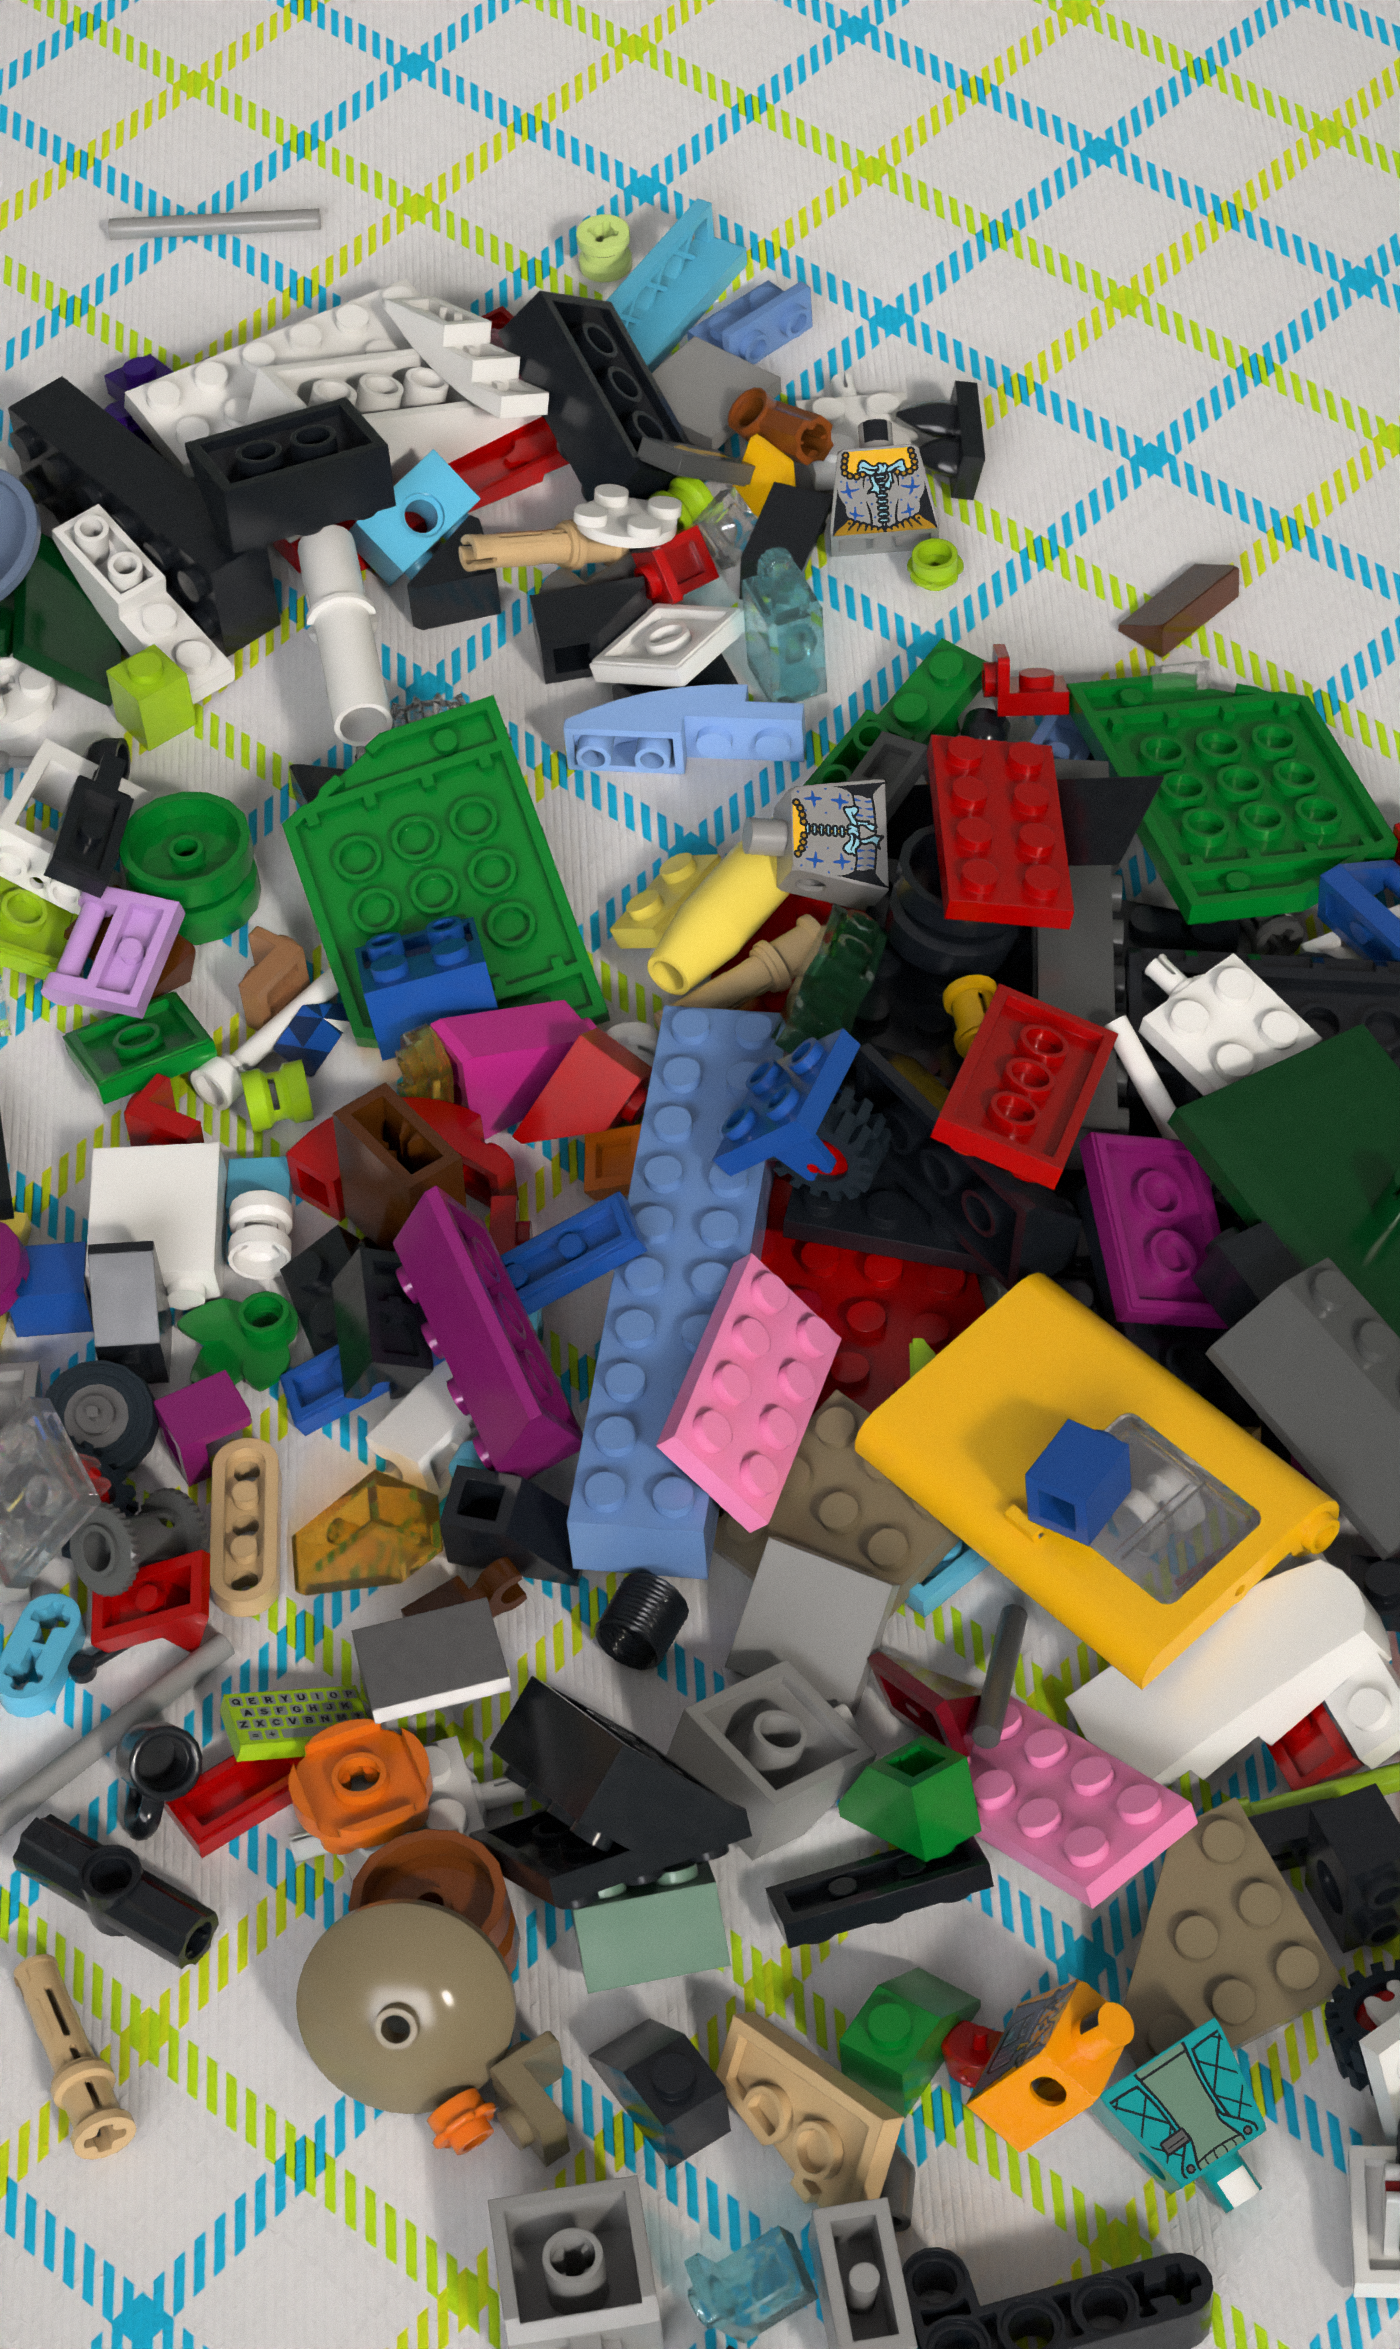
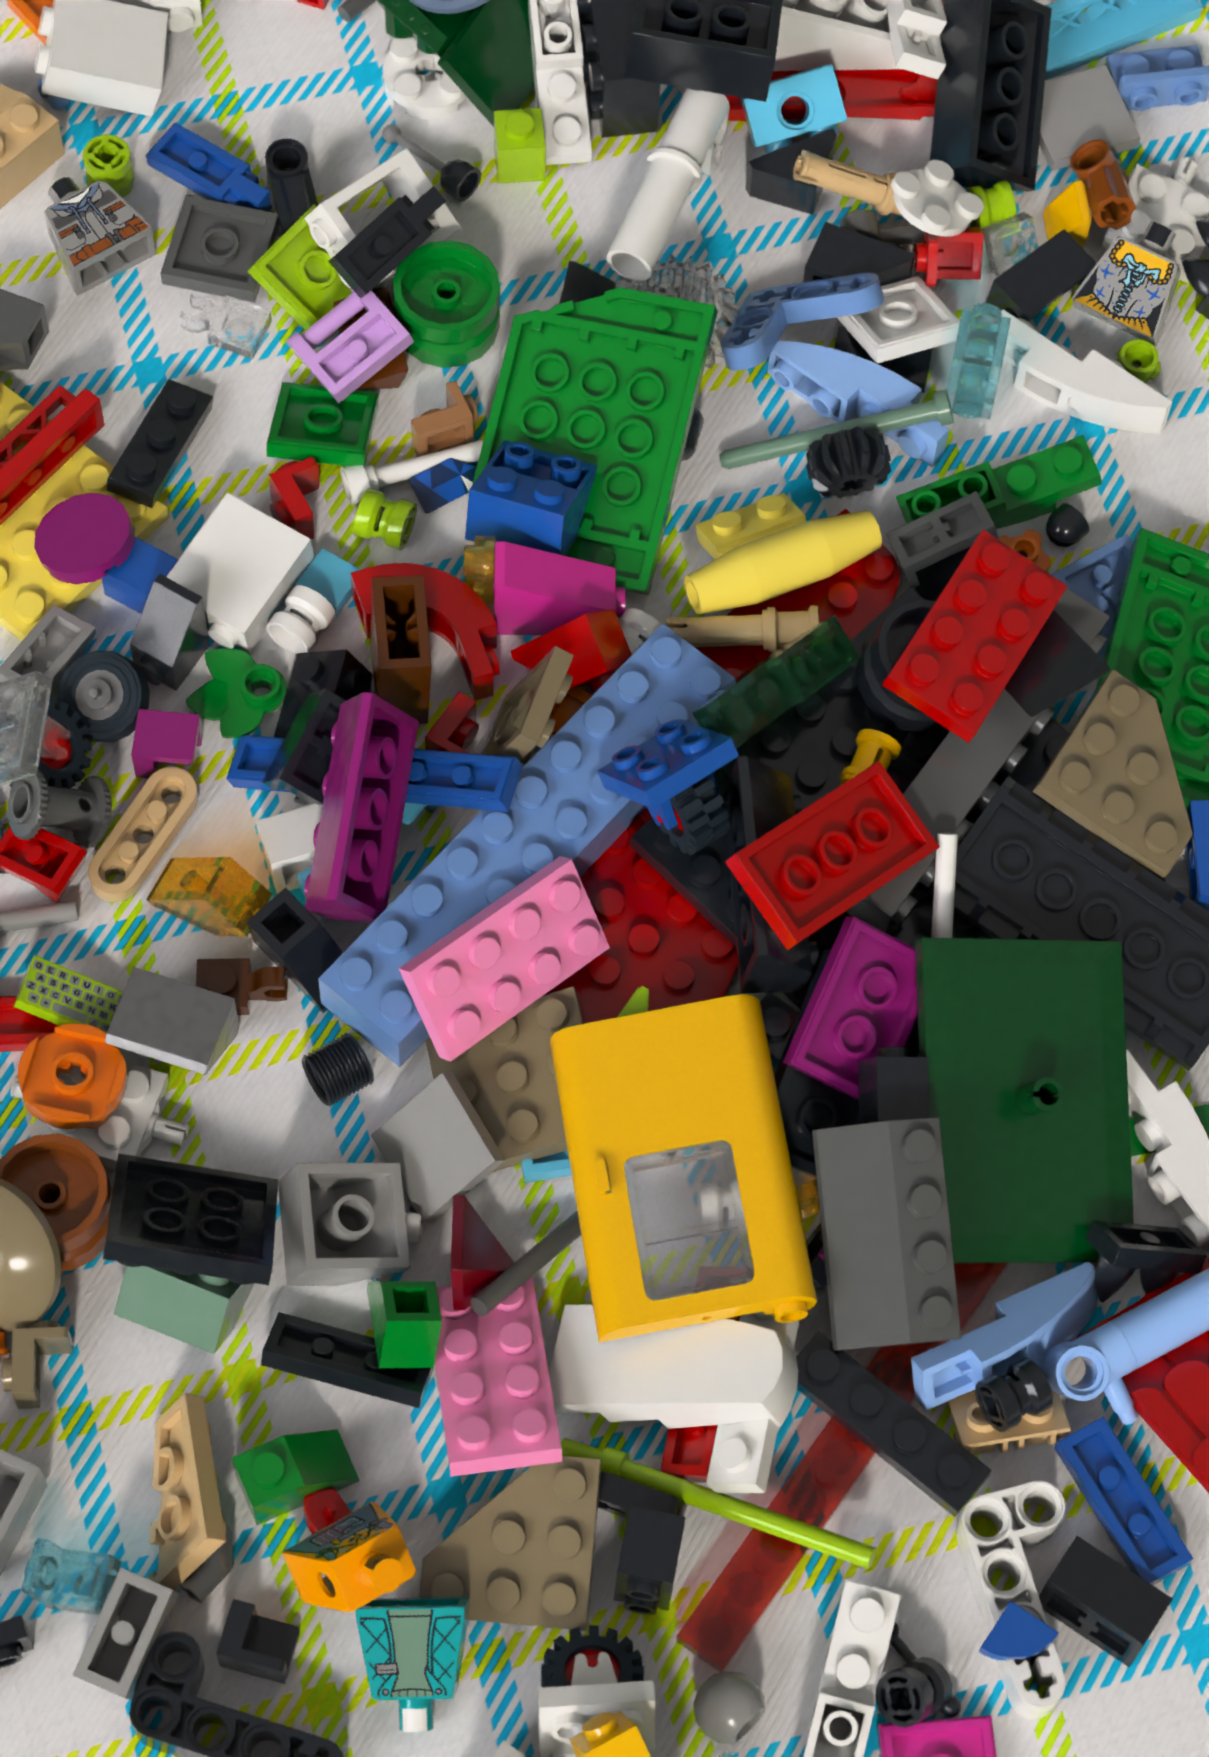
camera: 25 degrees right, 15 degrees up
(534, 706) = (771, 309): none -> medium blue beam
(589, 1151) = (526, 709): none -> dark tan plate
(602, 1775) = (214, 1180): black slope -> none
(665, 2089) = (116, 1406): black slope -> none
(695, 461) = (1020, 179): dark grey tile -> none
(724, 786) = (848, 462): none -> black gear
(784, 684) = (799, 442): none -> sand green bar
(827, 842) = (866, 560): light grey torso -> none
(909, 608) = (1089, 389): none -> white slope
(1004, 2229) = (256, 1643): none -> black panel
(1029, 694) = (1110, 515): red bracket -> none
(1078, 1482) = (649, 1176): blue brick -> none
(1221, 1023) = (1025, 884): white plate -> none
(1237, 891) = (1121, 777): none -> dark tan plate

